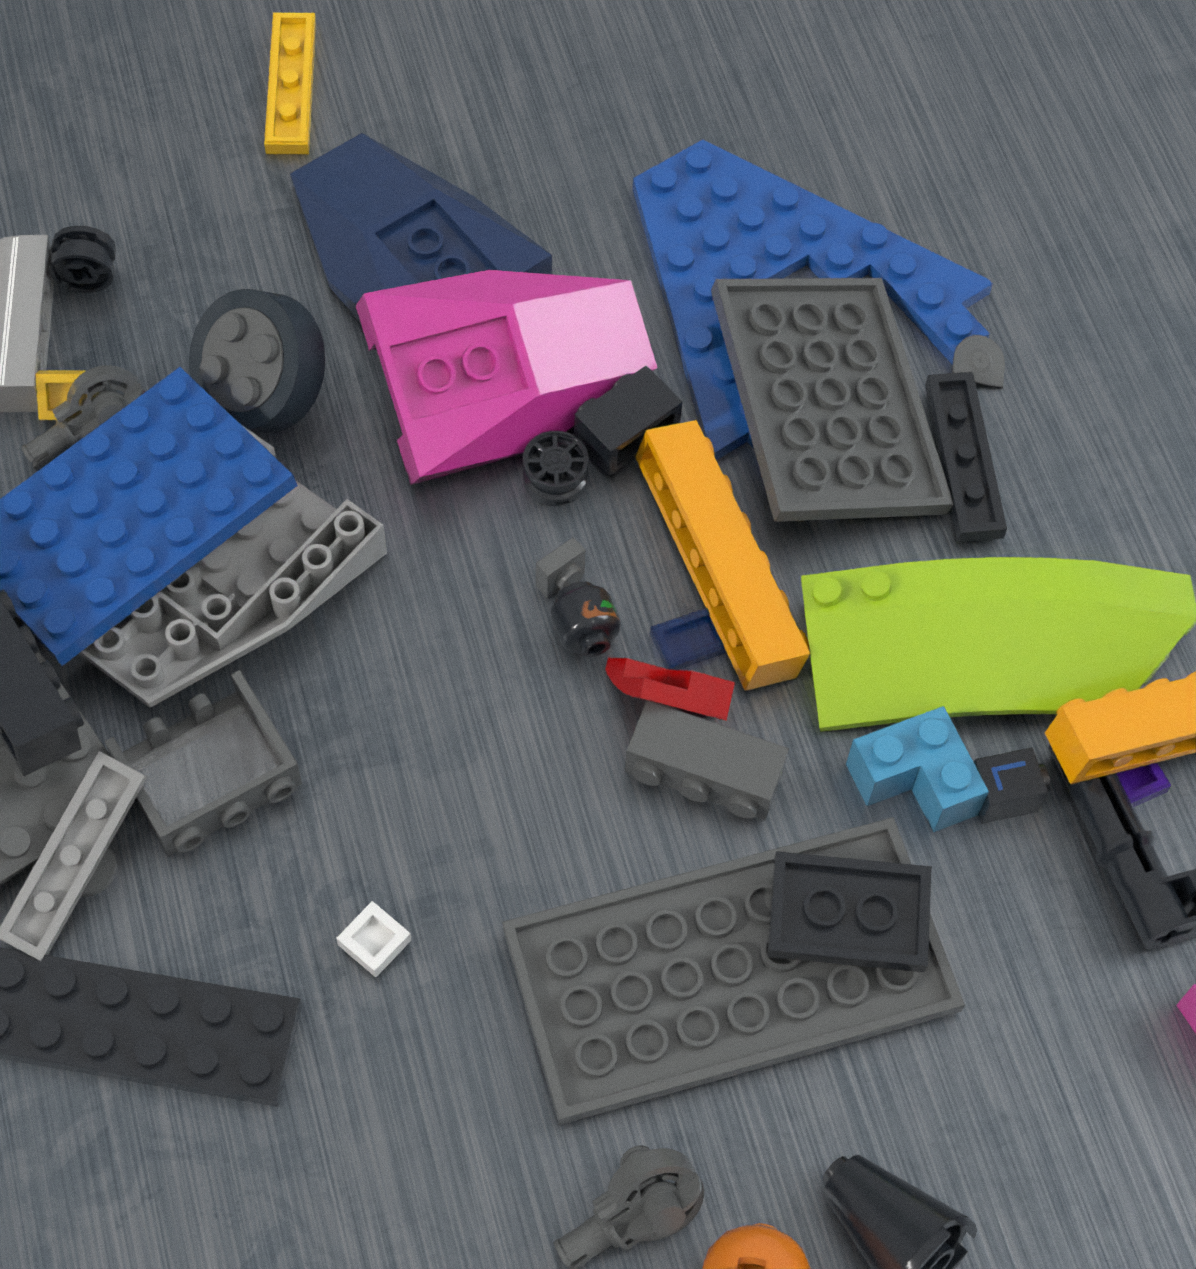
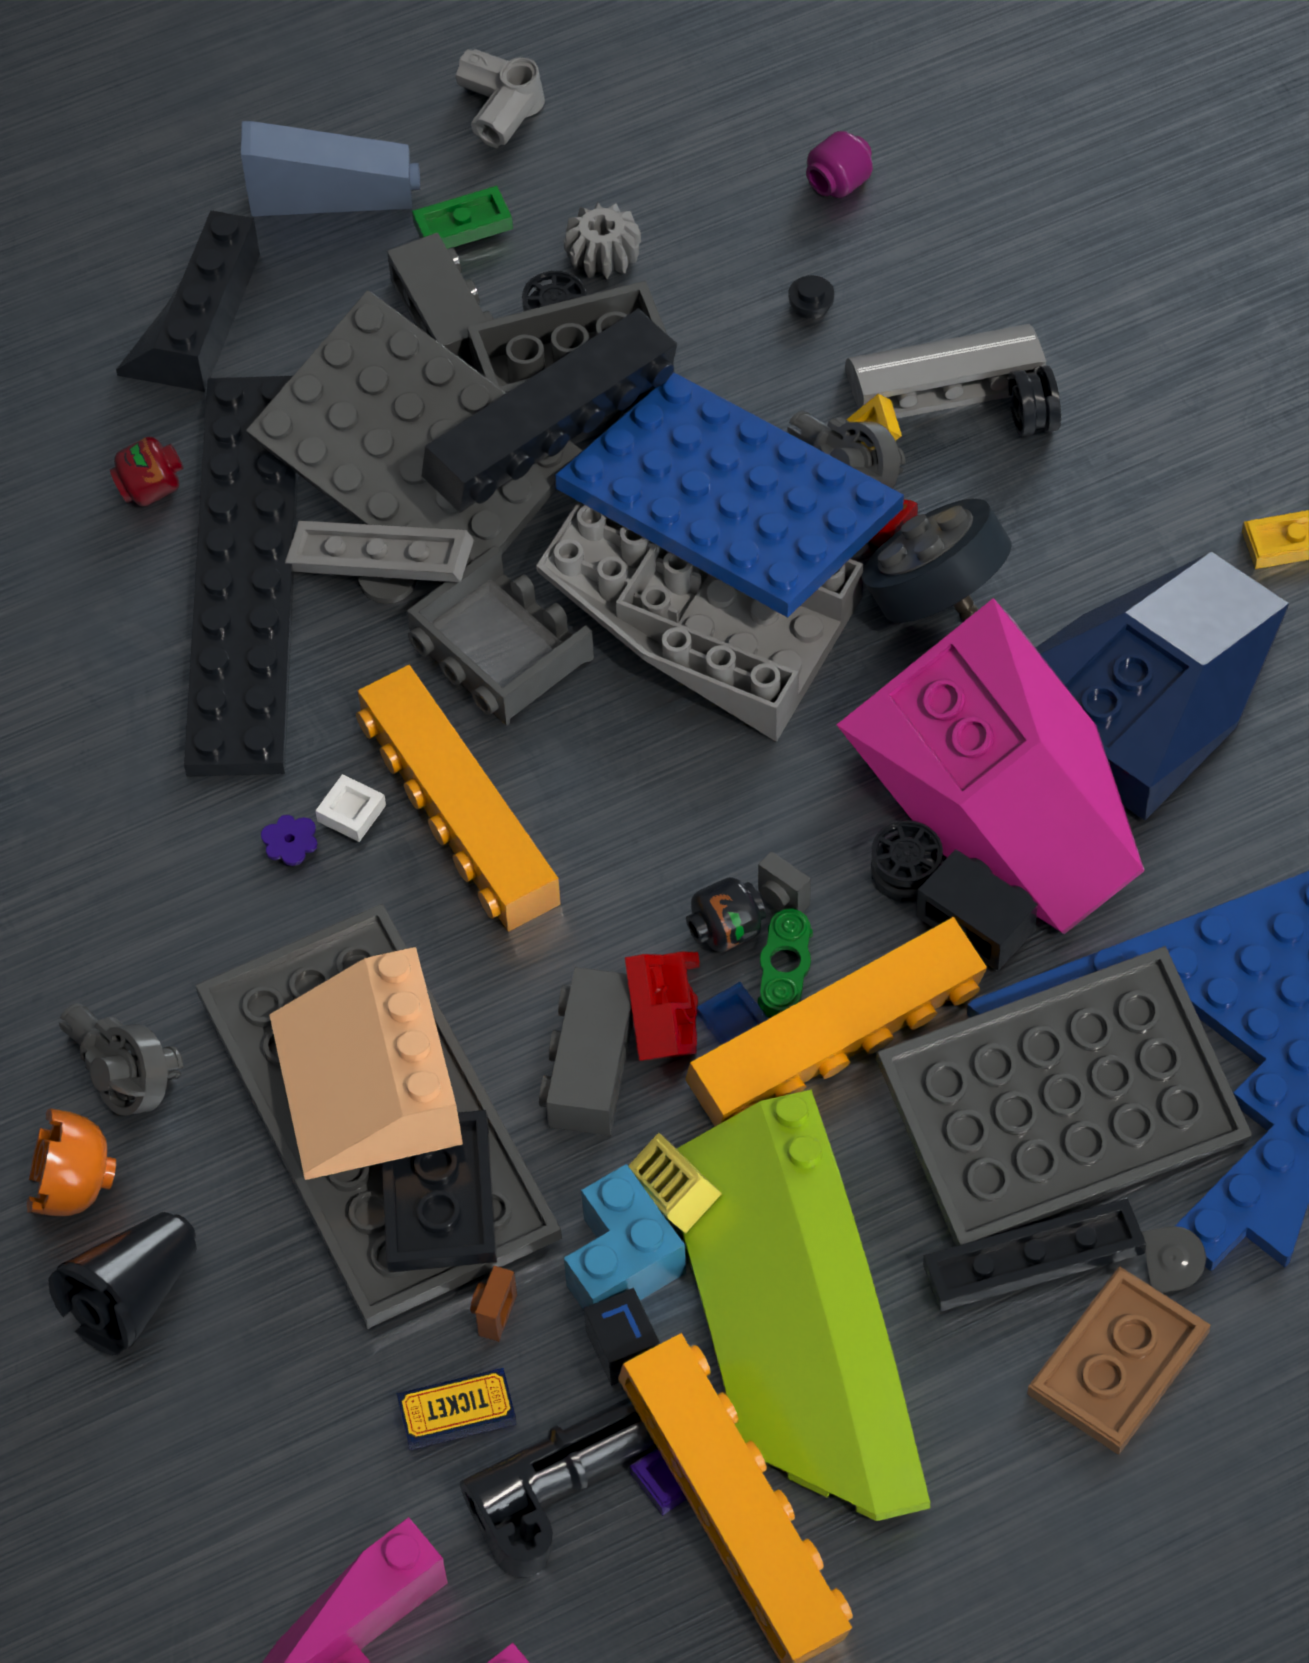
camera: 85 degrees right, 5 degrees down
(387, 994) = (289, 839): none -> dark purple plant
(388, 834) = (458, 798): none -> light orange brick
(667, 594) = (780, 990): none -> green piece
(714, 951) = (365, 1068): none -> light nougat slope
(896, 695) = (692, 1198): none -> light yellow slope
(959, 888) = (494, 1302): none -> dark orange plate
(1054, 944) = (456, 1408): none -> tile
(1062, 421) = (1118, 1360): none -> medium nougat tile

